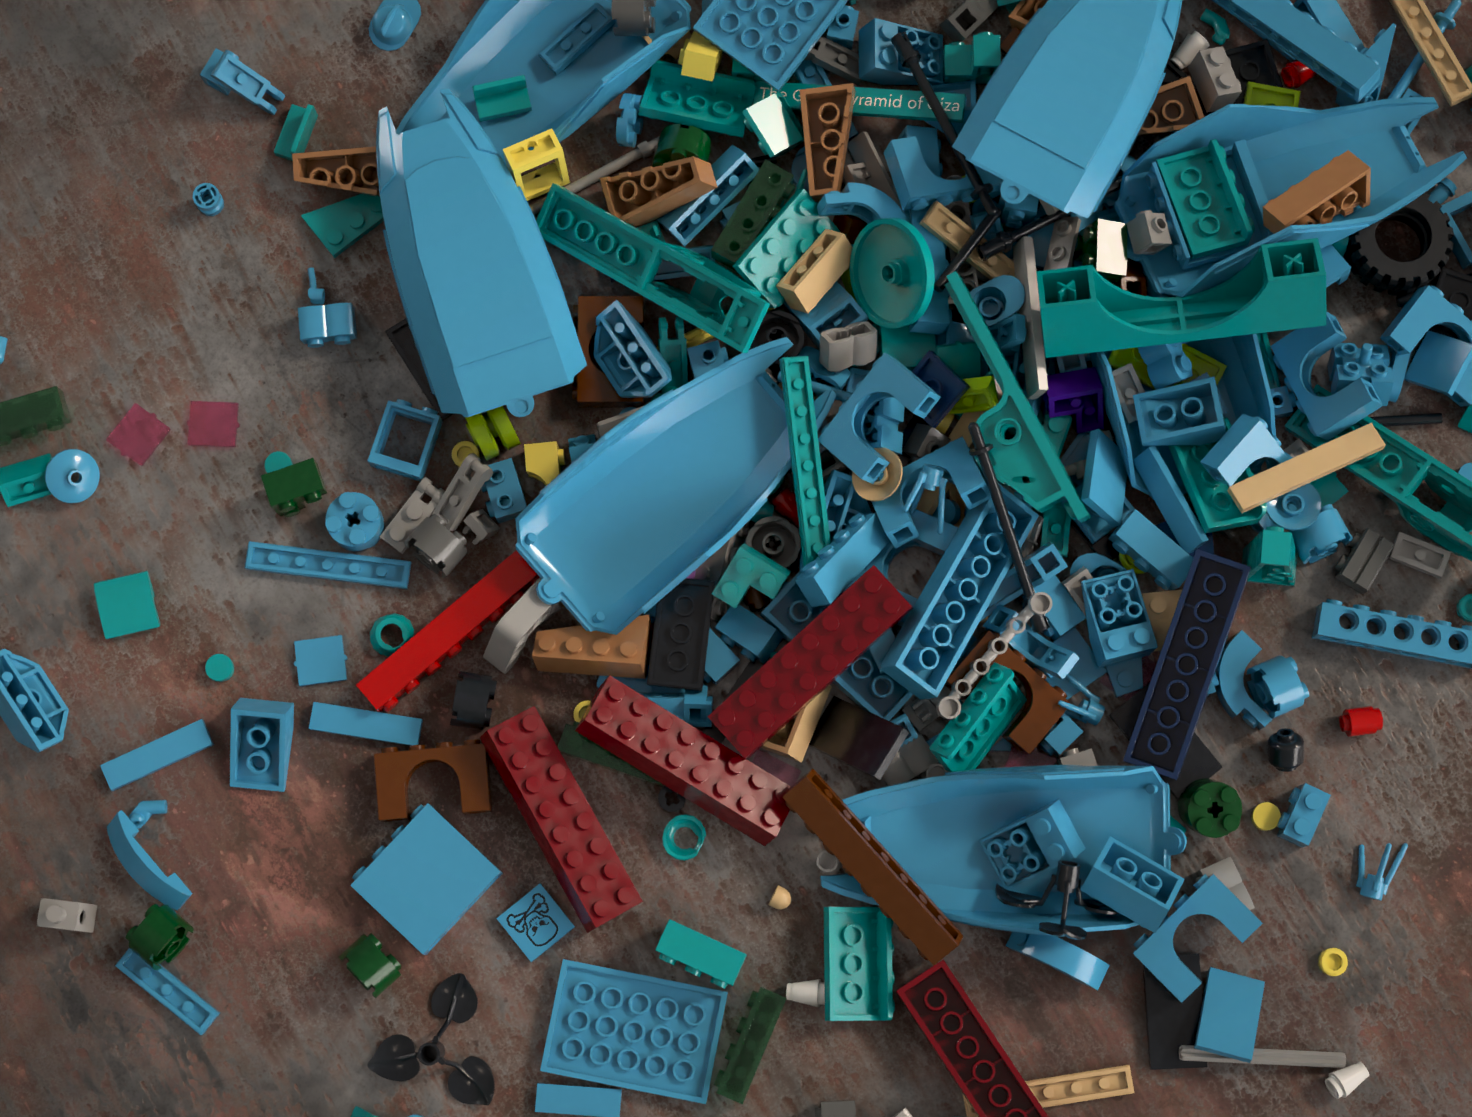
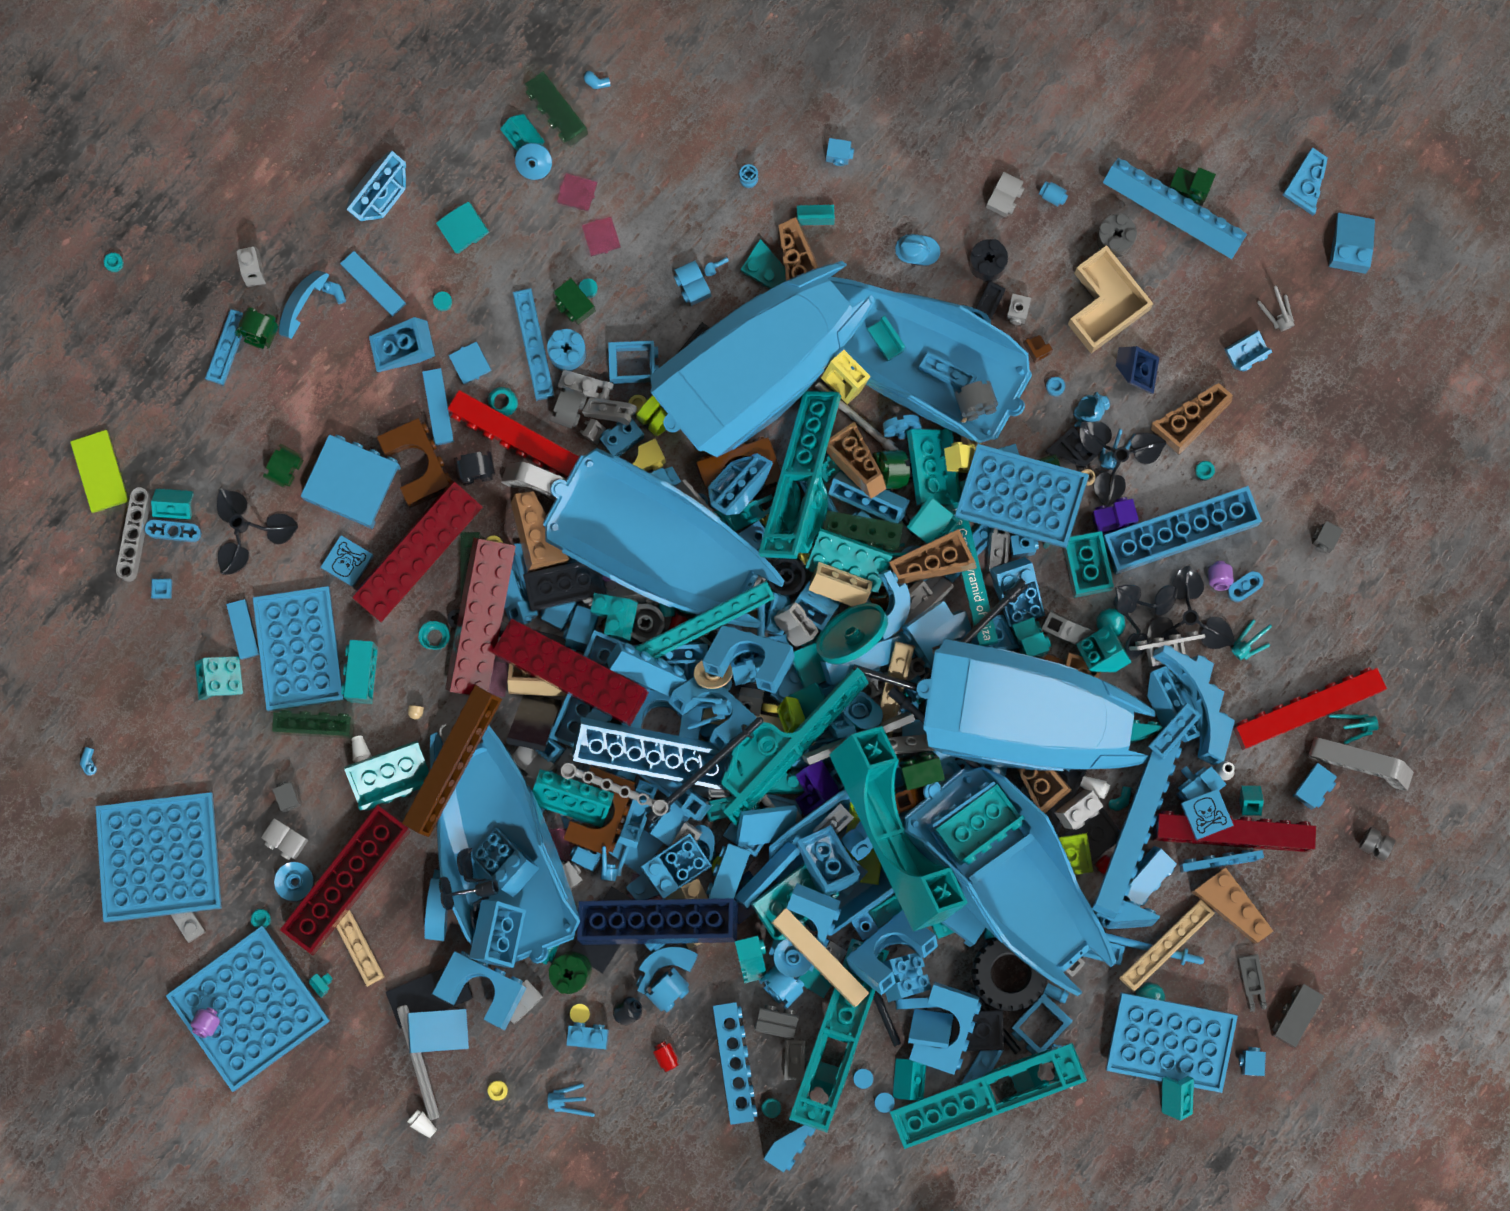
camera: 70 degrees right, 0 degrees up
(245, 82) = (834, 168): dark azure hinge -> none
(944, 382) = (789, 692): dark blue tile -> none
(1149, 232) = (943, 795): light grey brick -> none
(1321, 195) = (1007, 901): medium nougat wedge -> none

